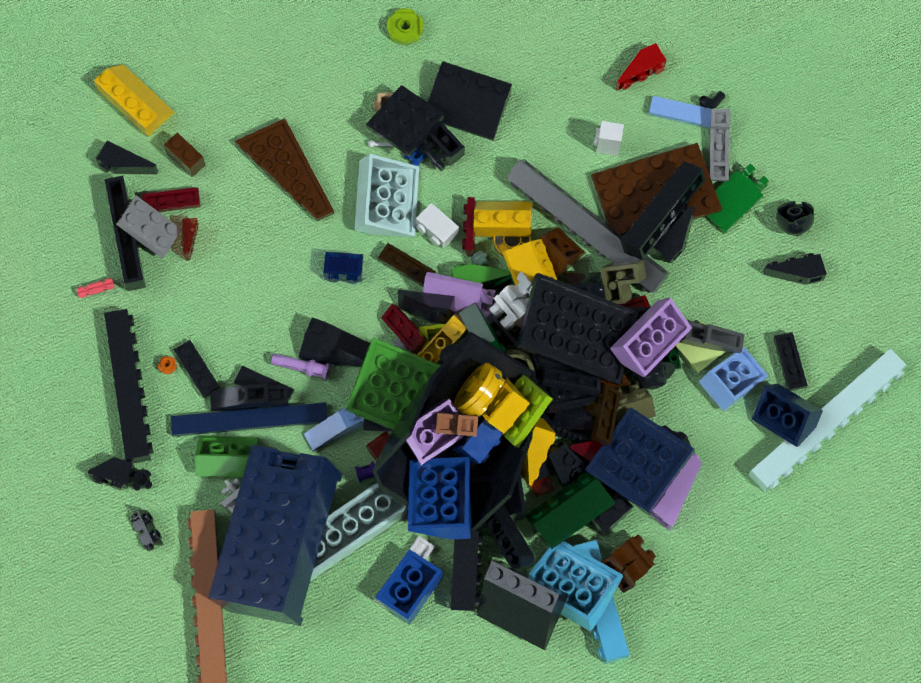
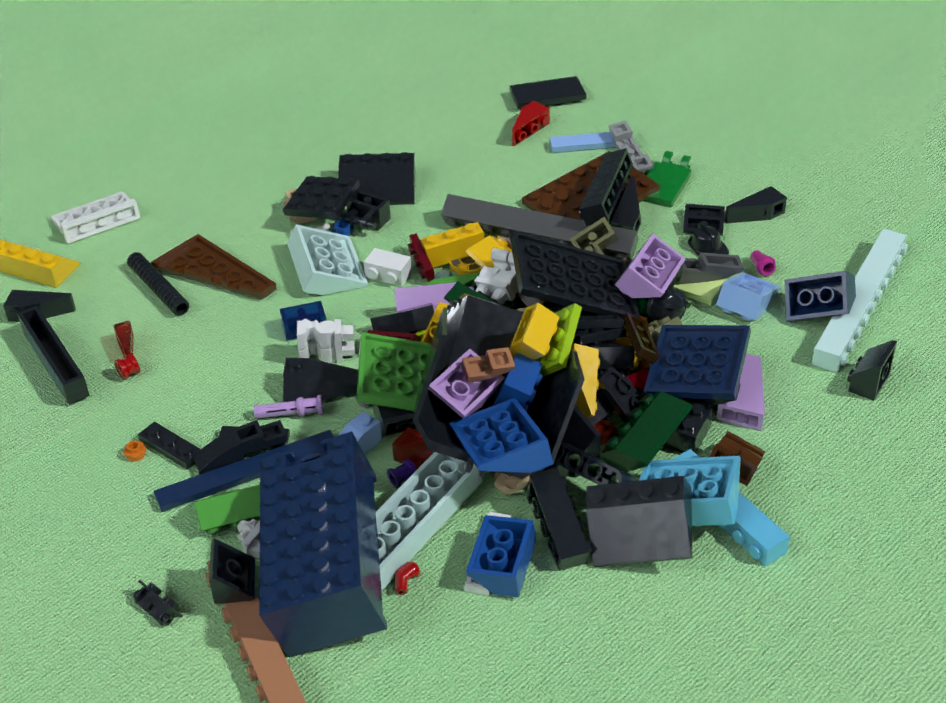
camera: 15 degrees left, 30 degrees down
(95, 287) = (30, 410): coral axle -> none
(114, 472) = (97, 559): black slope -> none
(127, 386) = (95, 481): black brick -> none
(137, 476) = (135, 559): black plate -> none
(149, 226) = (78, 338): light grey plate -> none
(173, 199) = (96, 321): dark red plate -> none
(183, 267) = (127, 366): none -> red wheel
(184, 154) = (100, 283): reddish brown brick -> none
(203, 64) = (115, 211): none -> white fence
(203, 537) = (231, 574): none -> black slope
(234, 171) = (158, 284): none -> black piece
(332, 573) = (403, 574): none -> red arm
(354, 305) = (325, 340): none -> white hips
(404, 264) = (366, 303): dark brown plate -> none
(407, 36) = (292, 152): lime plate -> none
(479, 390) = (500, 328): yellow piece -> none
(608, 138) = (526, 165): white brick -> none
(679, 25) = (548, 92): none -> black tile
(712, 102) = (600, 129): black arm -> none
(731, 301) = (707, 240): none -> black piece
(743, 266) = (706, 214): none -> black slope
(766, 343) = (764, 264): none -> dark pink cone
(787, 510) = (872, 370): none -> black slope
(790, 361) = (790, 264): black plate -> none
(795, 218) = (732, 173): black cylinder -> none

